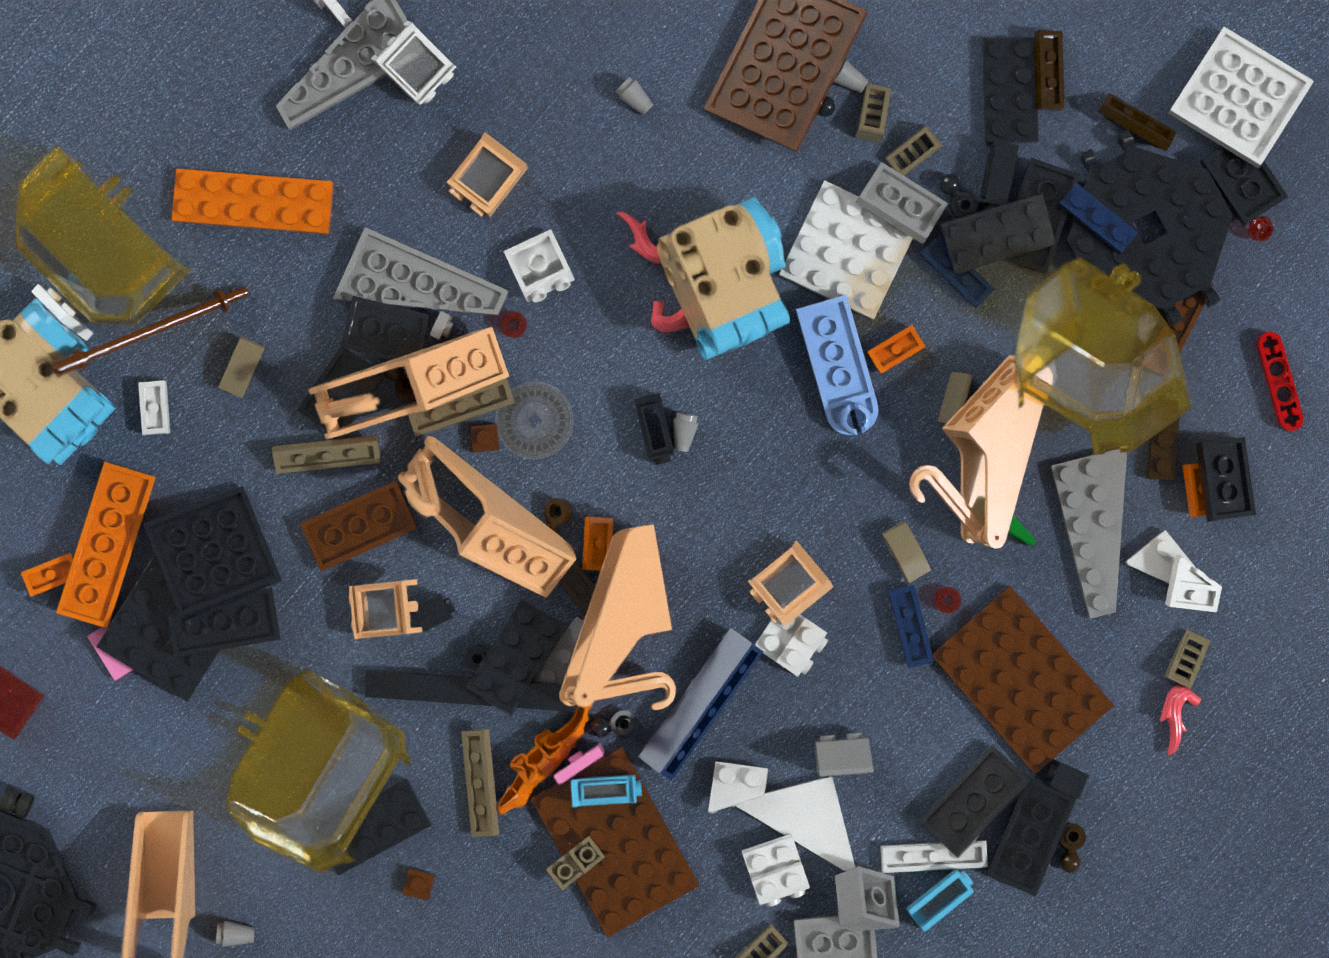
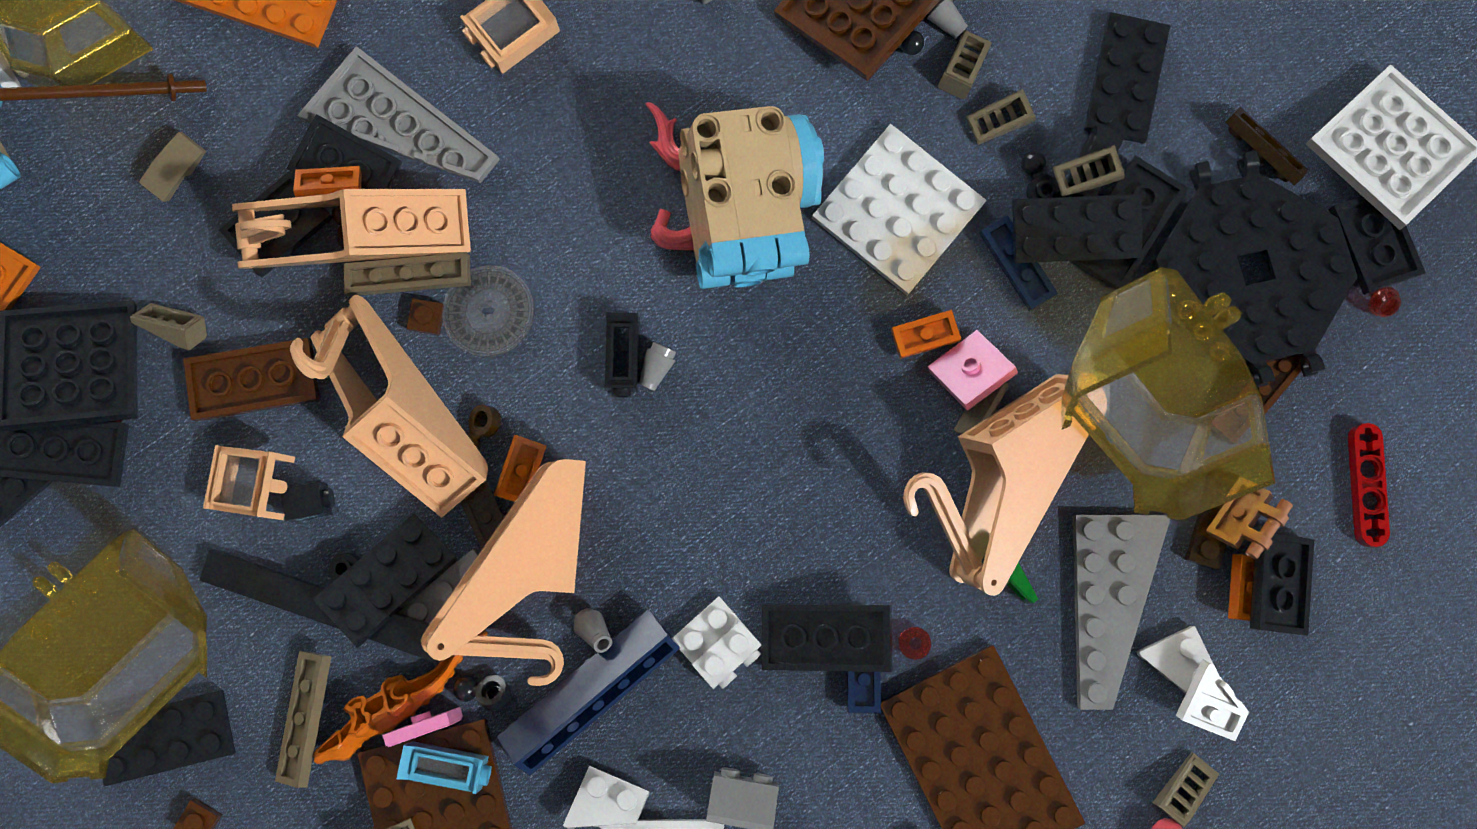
camera: 15 degrees right, 5 degrees down
(154, 407) = (61, 187): white plate -> none
(280, 497) = (172, 325): none -> dark tan slope
(326, 454) = (238, 288): dark tan plate -> none
(379, 350) = (326, 180): none -> orange plate
(442, 326) = (411, 176): light grey plate -> none
(510, 317) = (494, 188): clear red plate -> none
(539, 266) = (540, 138): white plate -> none
(690, 654) = (592, 629): none -> light grey cone
(790, 585) = (731, 577): light nougat window -> none
(838, 364) = (854, 333): light blue plate -> none
(877, 613) = (827, 638): none -> black plate
(902, 203) = (973, 168): light grey plate -> none
(906, 551) = (880, 571): dark tan slope -> none
(940, 370) = (972, 370): none -> bright pink plate
(1019, 180) = (1114, 163): none -> dark tan slope
(1049, 70) = (1178, 64): dark brown plate -> none
(1098, 218) = (1199, 240): dark blue plate -> none
(1178, 436) = (1237, 518): none -> nougat plate

